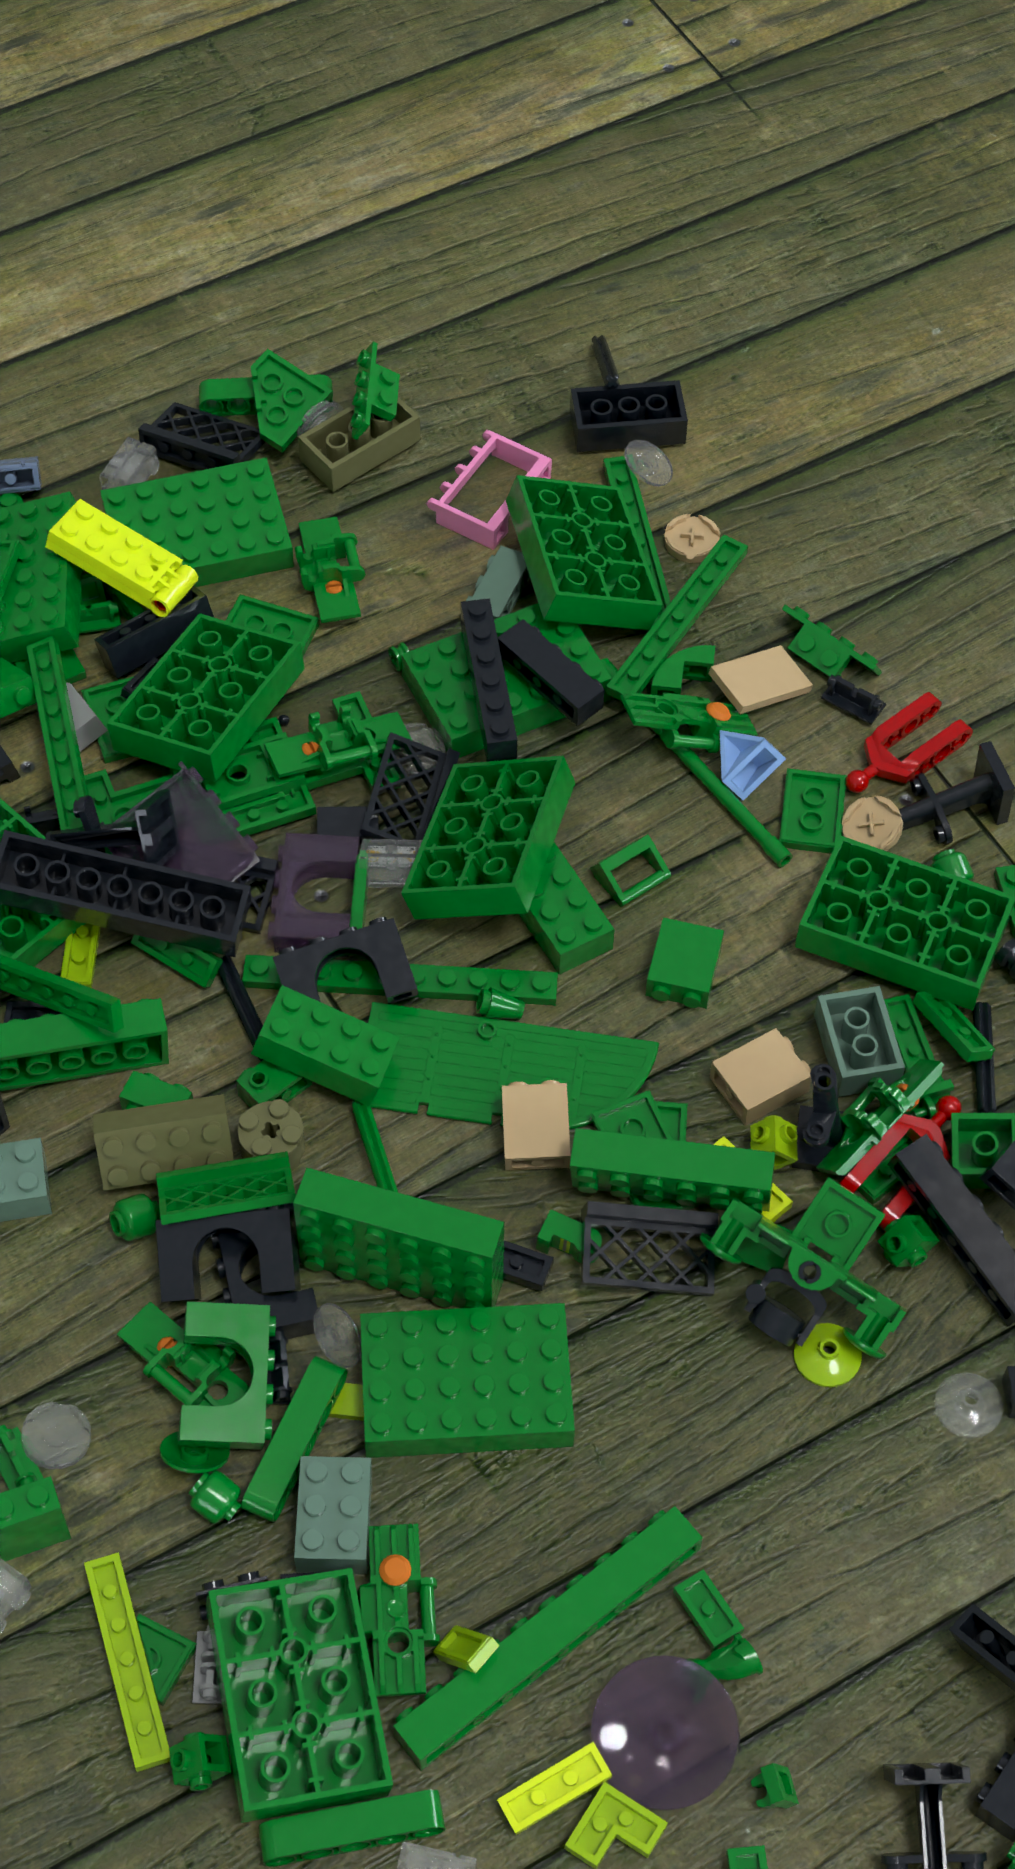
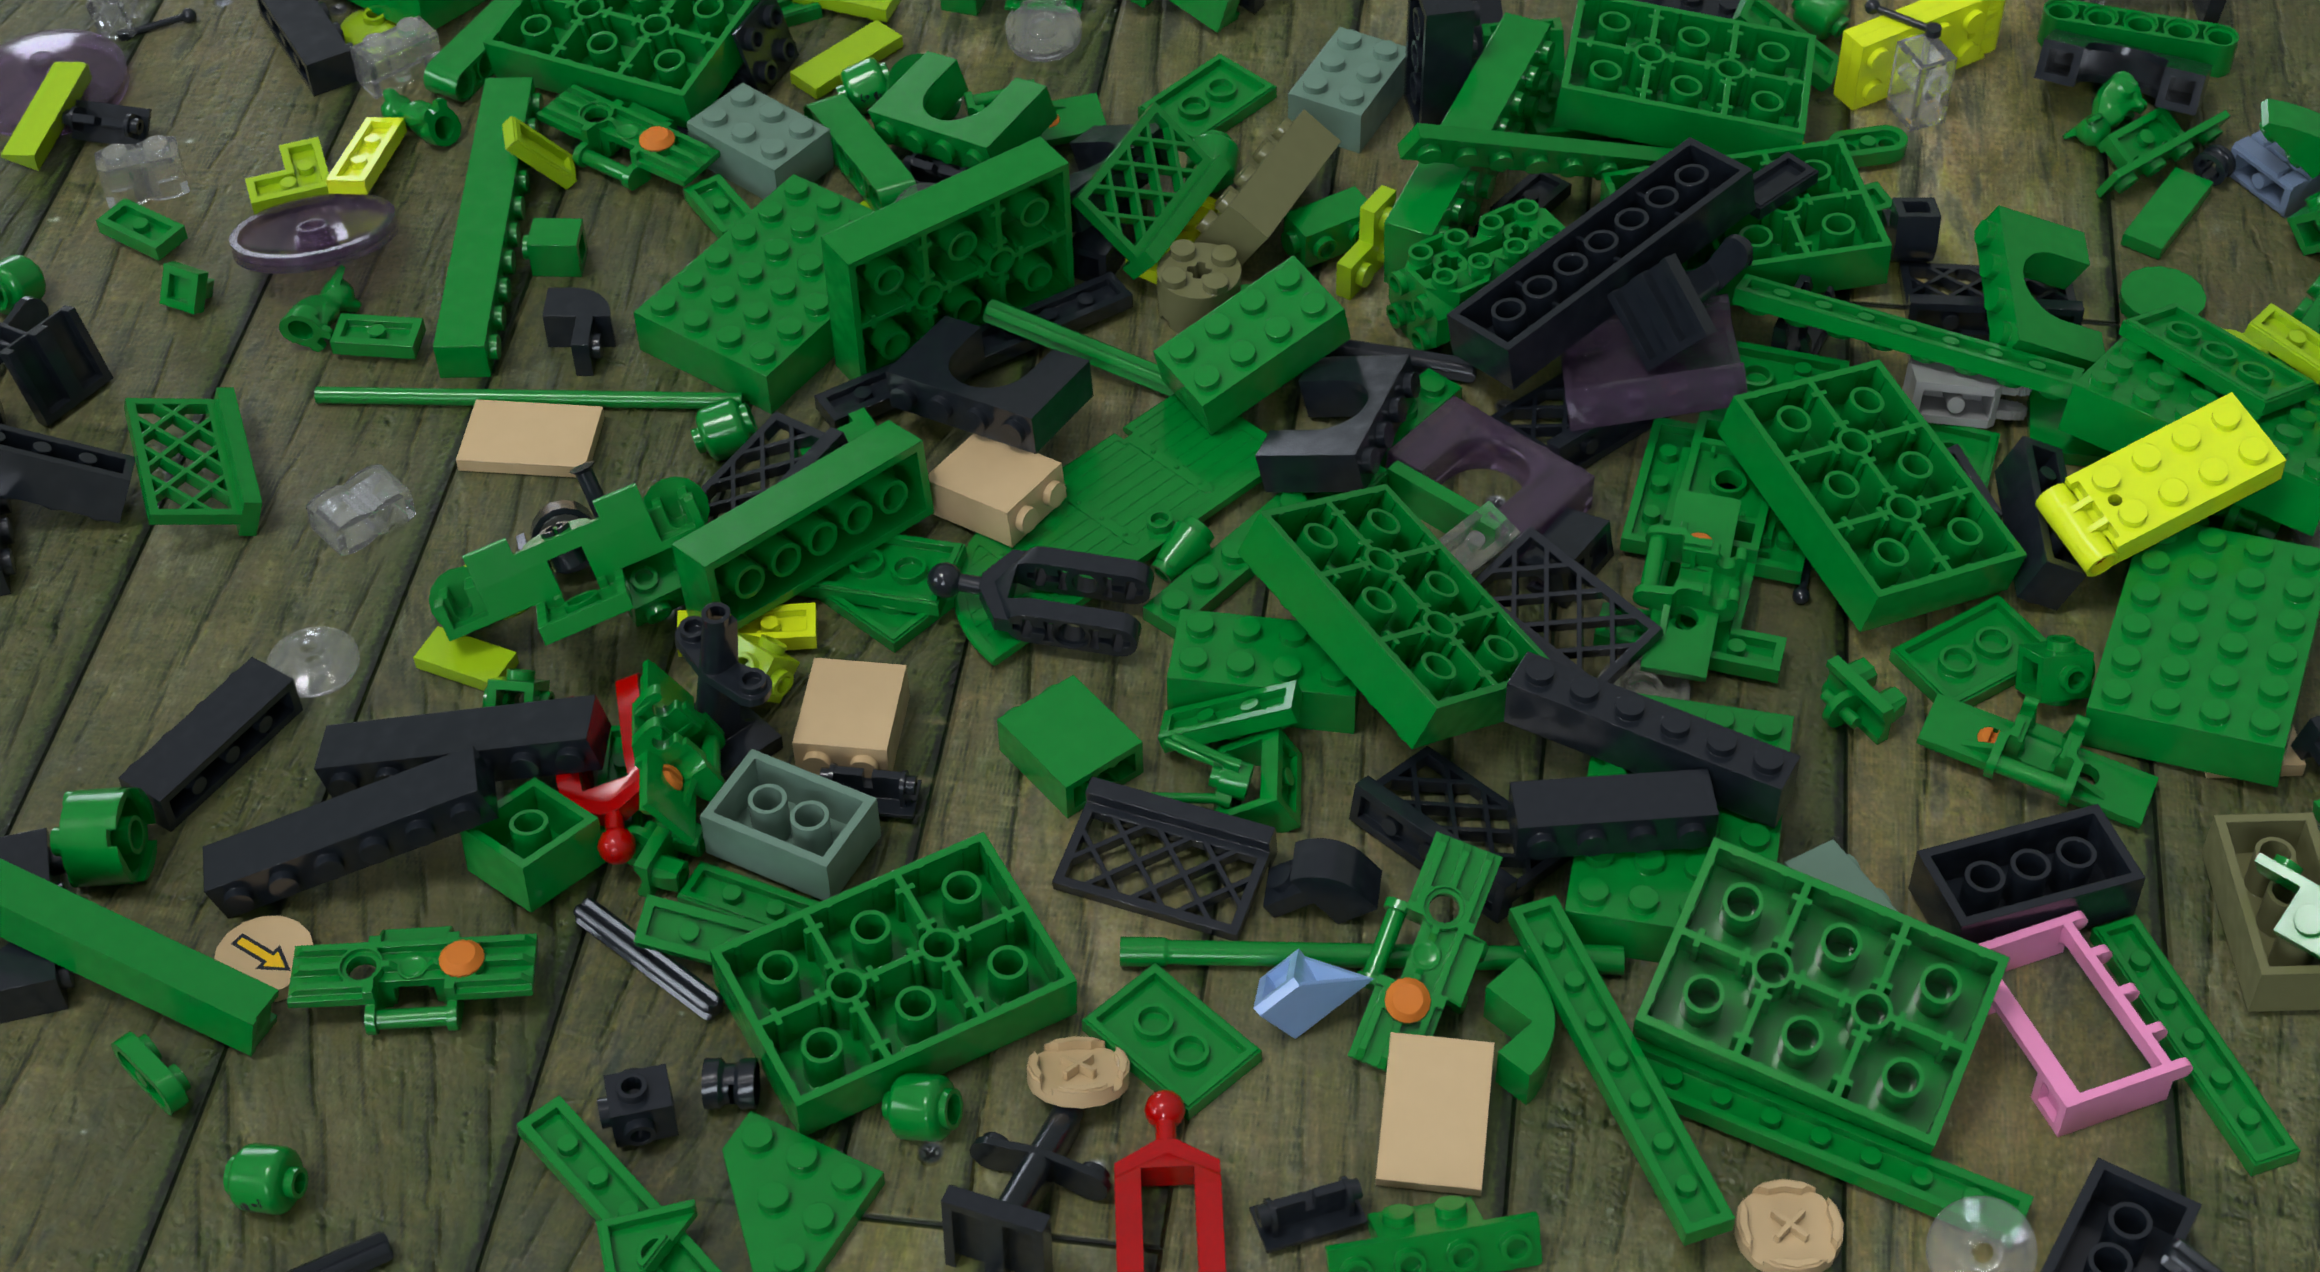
camera: 130 degrees right, 10 degrees down
(60, 1276) = (1213, 97): none -> green tile
(134, 969) = (1454, 267): none -> green brick
(150, 1058) = (1367, 254): none -> lime plate
(184, 1549) = (824, 71): none -> lime tile
(266, 580) = (2055, 670): none -> green brick
(354, 653) = (1855, 701): none -> green hips
(395, 655) = (1812, 737): green bush -> none
(413, 1492) = (716, 204): none -> green plate
(425, 531) = (2027, 876): none -> black brick
(455, 451) = (2216, 1075): none -> green tile
(481, 1122) = (1018, 414): none -> black arch
(484, 1787) = (430, 122): none -> green animal
(538, 1565) = (556, 247): none -> green brick
(590, 1483) = (579, 321): none -> black brick
(605, 763) = (1410, 832): none -> black fence
(608, 893) = (1234, 714): none -> green plate
(609, 1061) = (1042, 569): none -> black piece
(611, 1315) = (723, 428): none -> green head
(648, 873) = (1228, 775): none -> green plant
(676, 793) = (1327, 874): none -> black brick
(678, 1473) = (467, 397): none -> green piece
(690, 882) = (1187, 827): none -> black fence
(706, 1435) = (529, 438): none -> tan tile
(793, 1028) = (894, 790): none -> black hinge
(852, 1473) = (361, 509): none -> clear brick
(885, 1591) = (228, 459): none -> green fence
(907, 1332) = (464, 659): none -> lime tile

